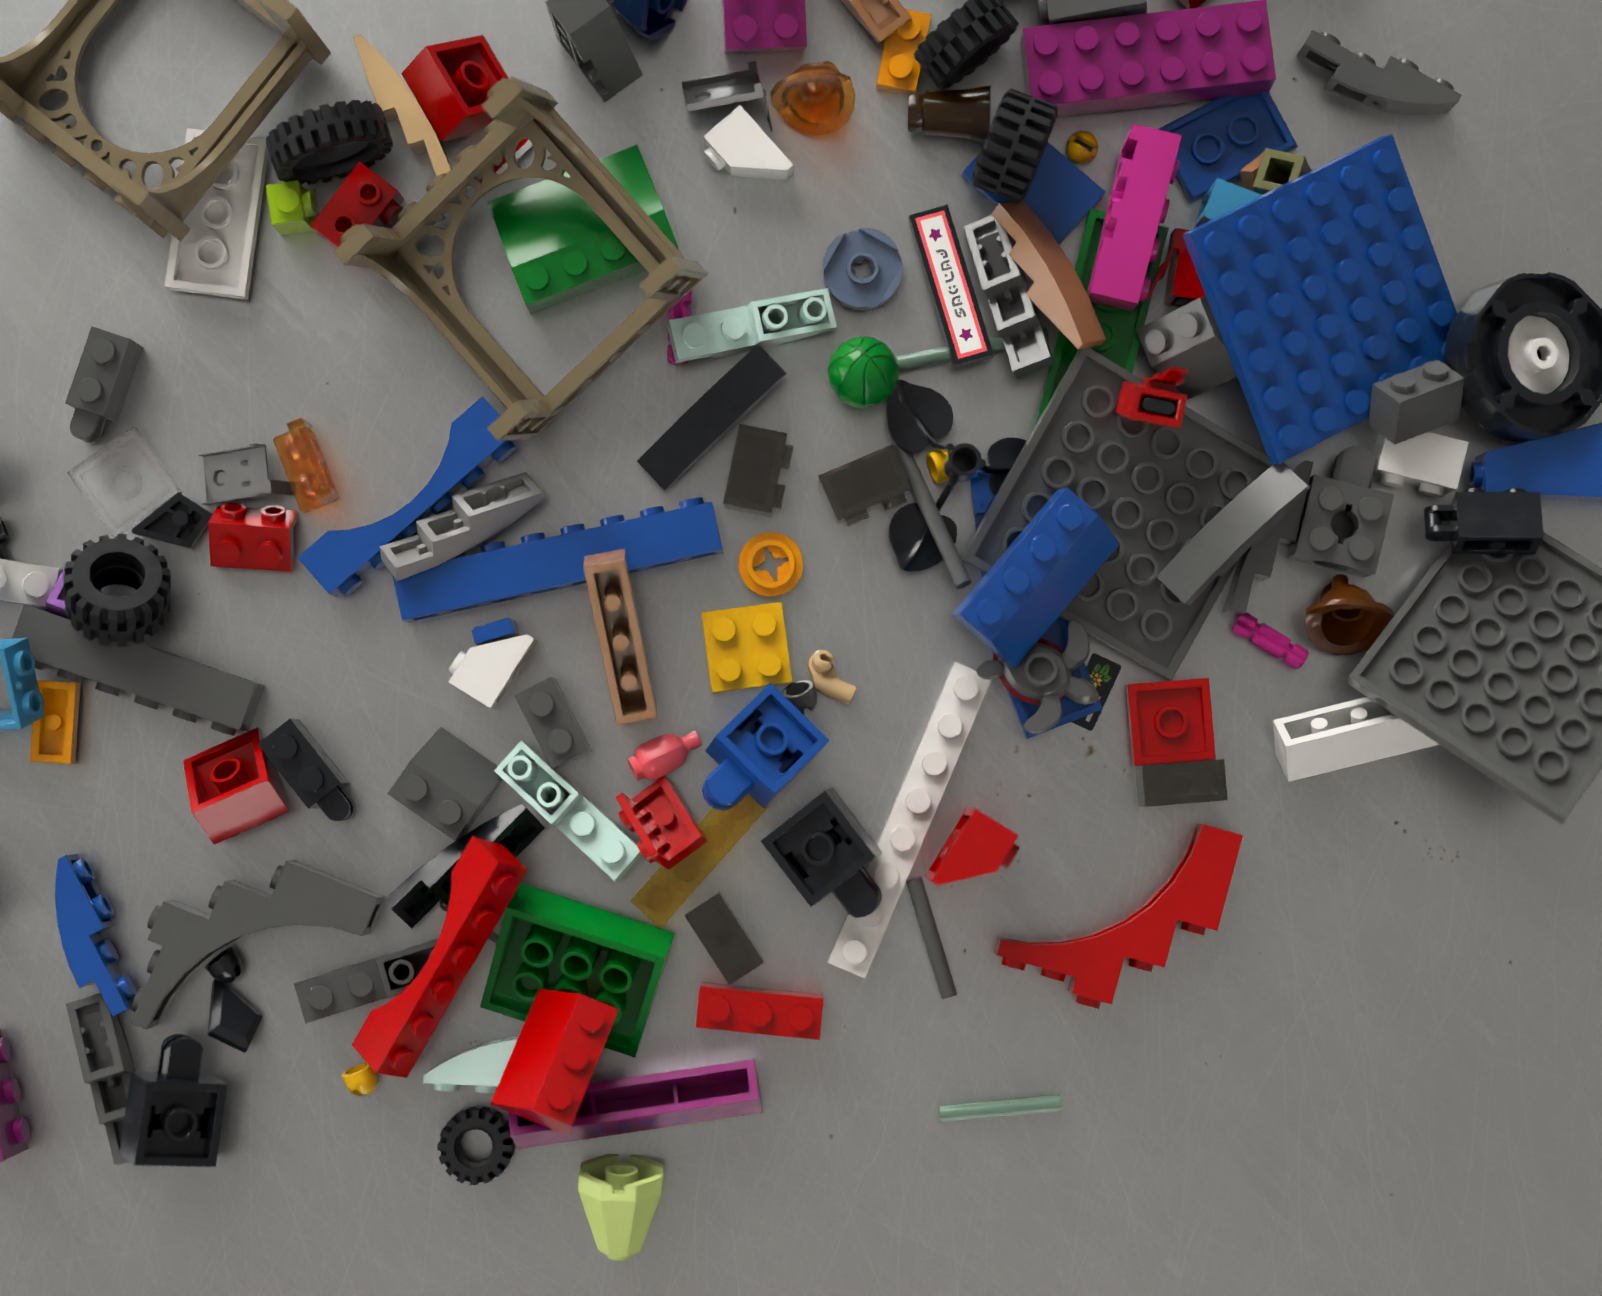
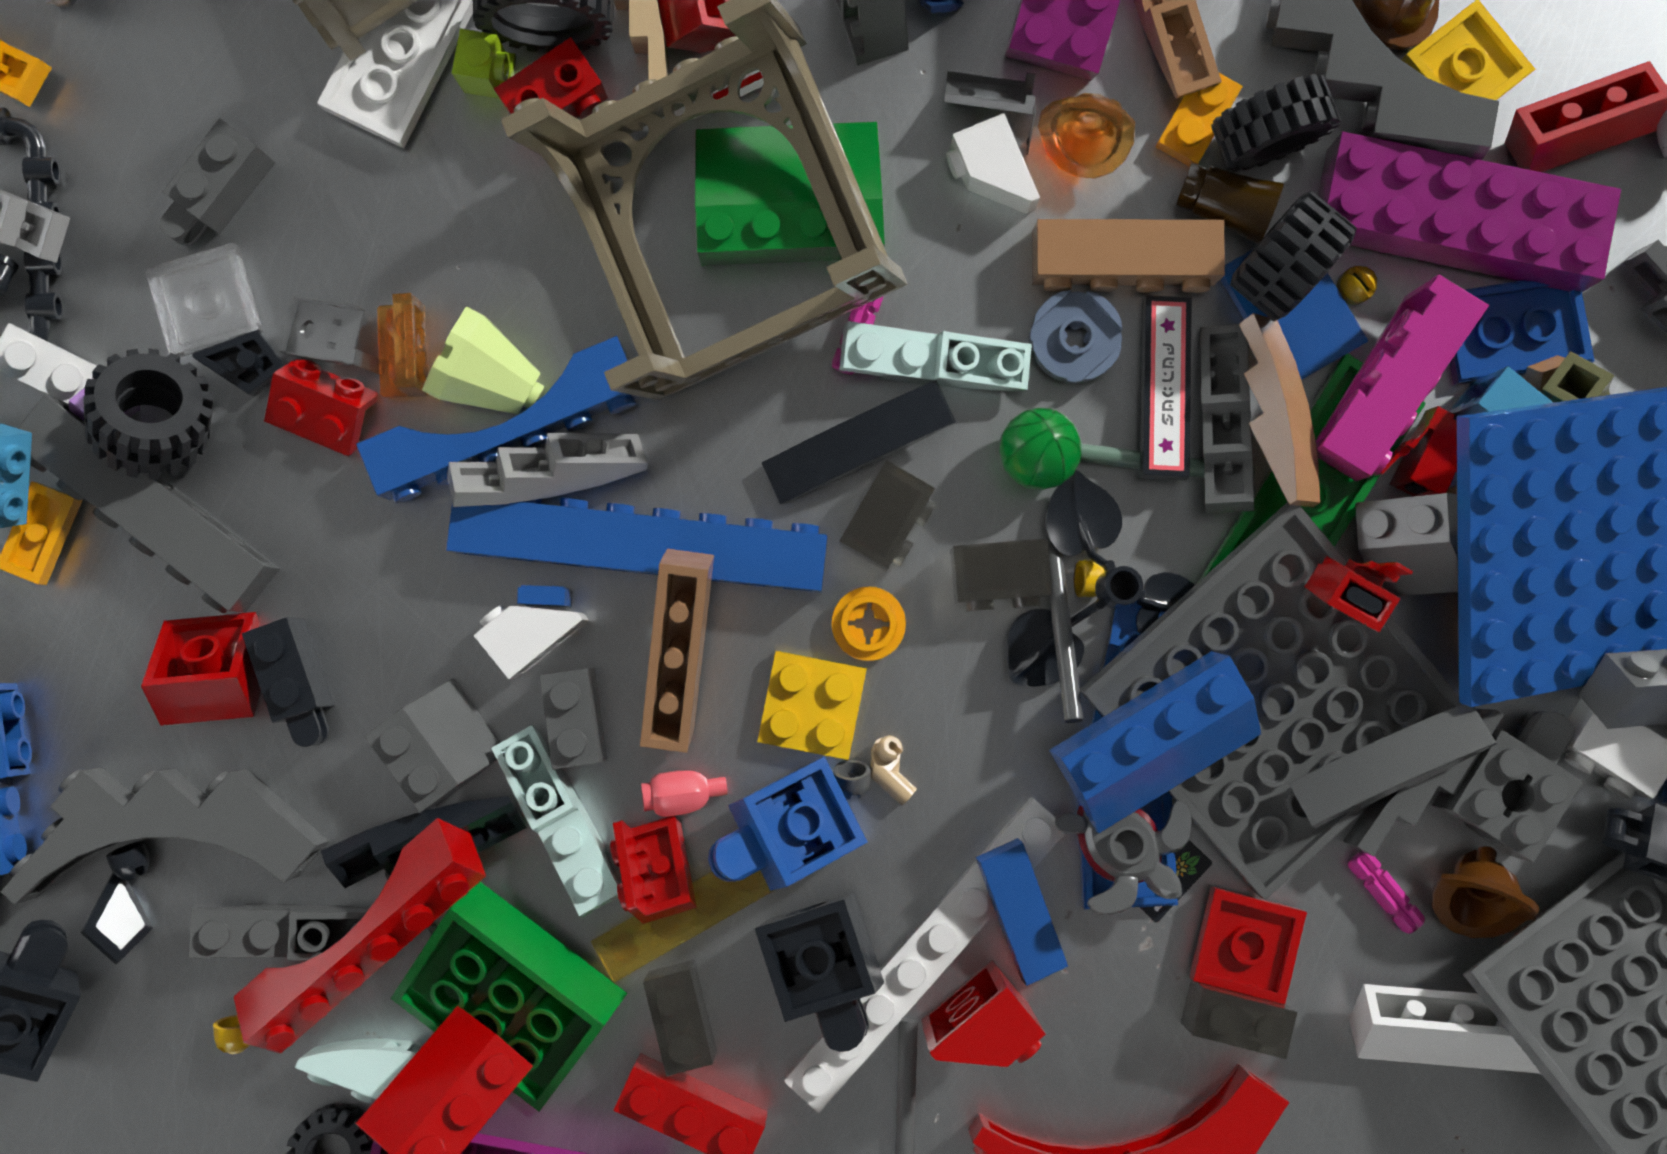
camera: 20 degrees right, 0 degrees up
(381, 460) = (482, 368): none -> yellowish green cone
(882, 186) = (1127, 254): none -> medium nougat brick
(975, 756) = (1021, 911): none -> blue tile

